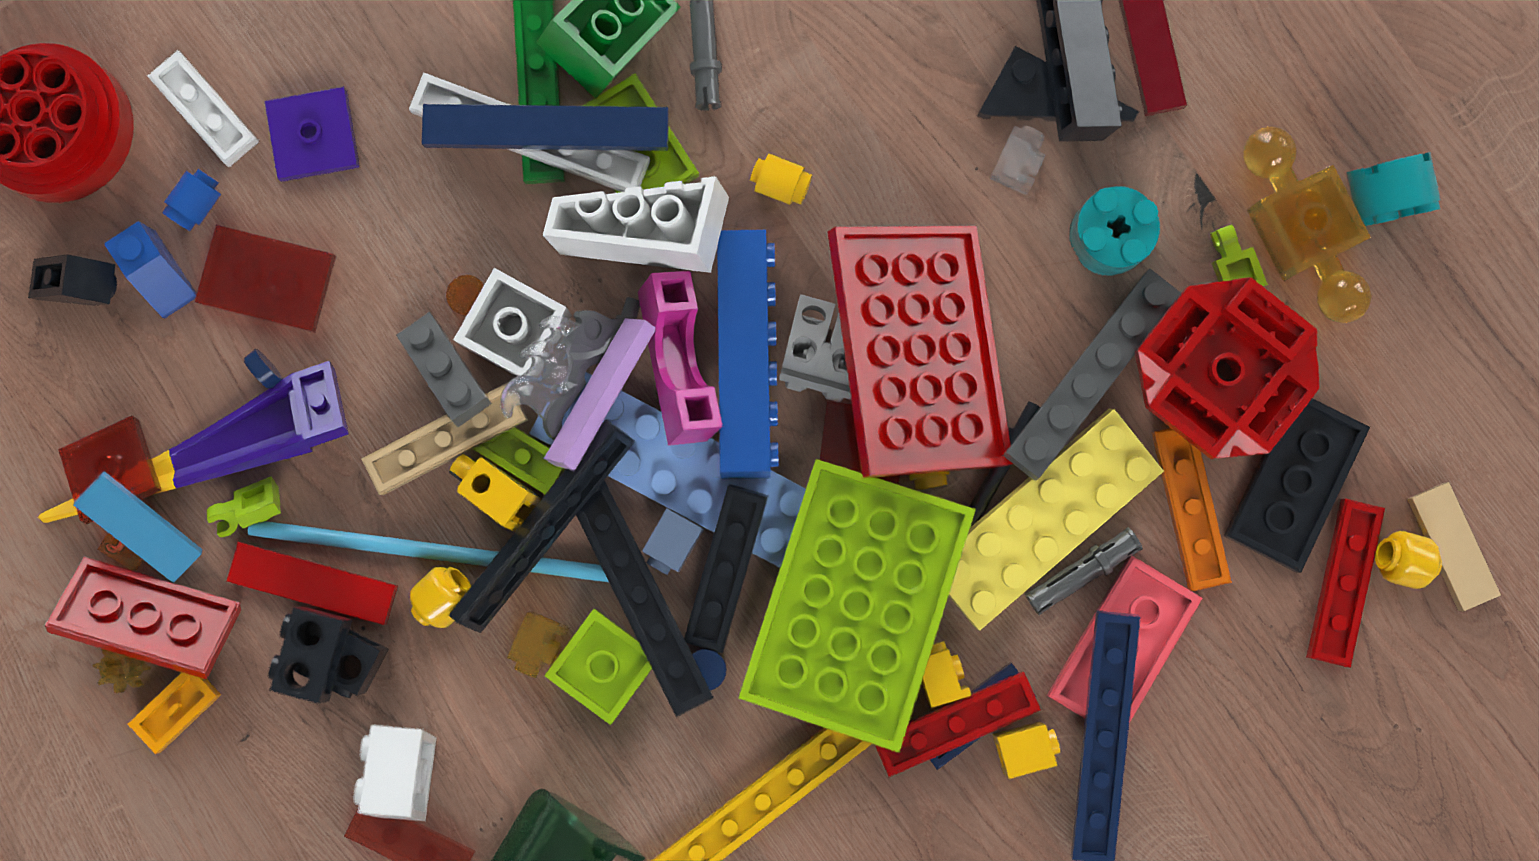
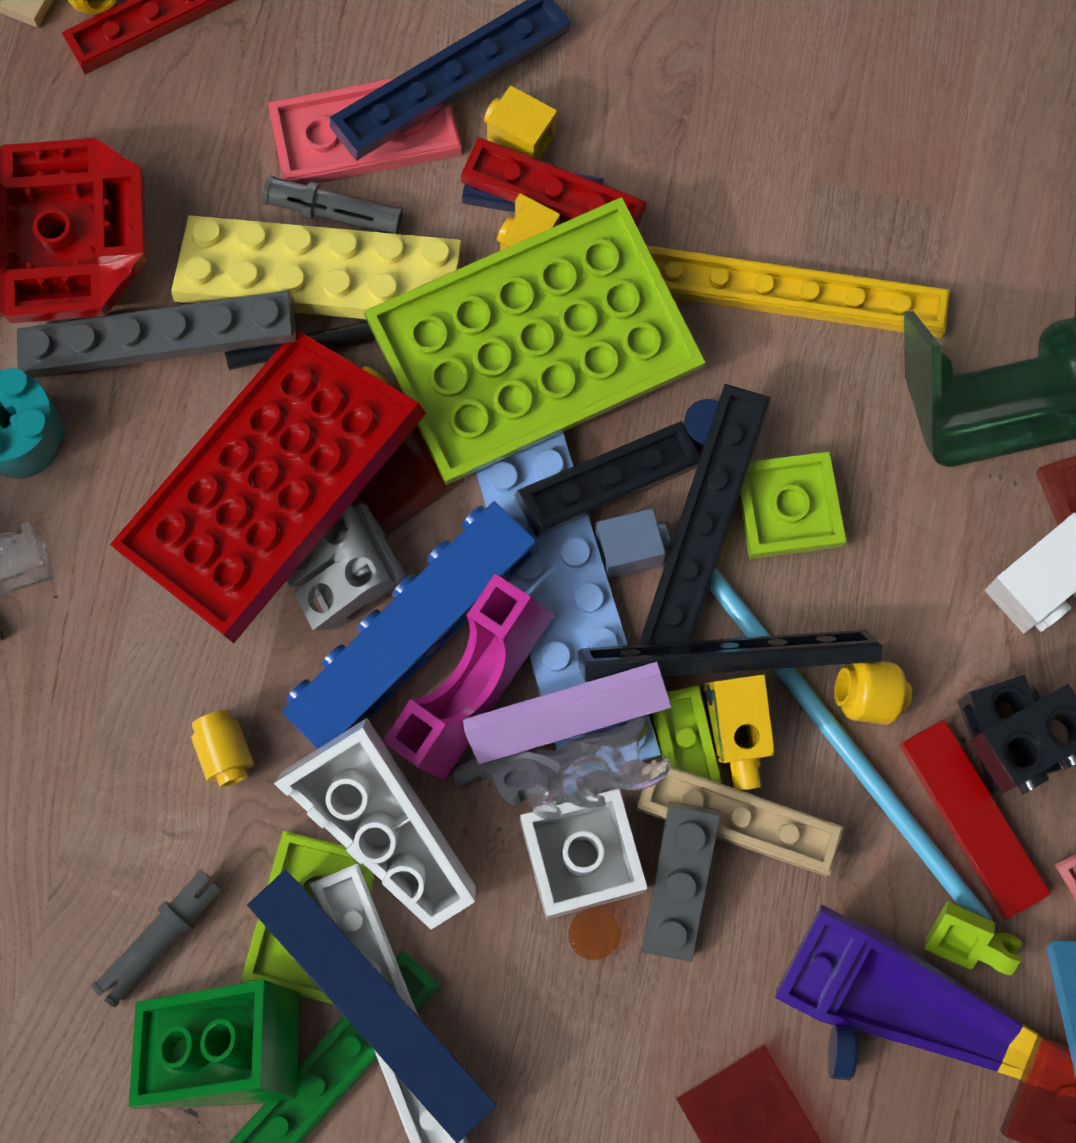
camera: 135 degrees left, 10 degrees down
(536, 643) = (826, 575): clear yellow brick -> none
(1191, 511) = (202, 171): orange tile -> none
(1297, 486) = (121, 105): black tile -> none

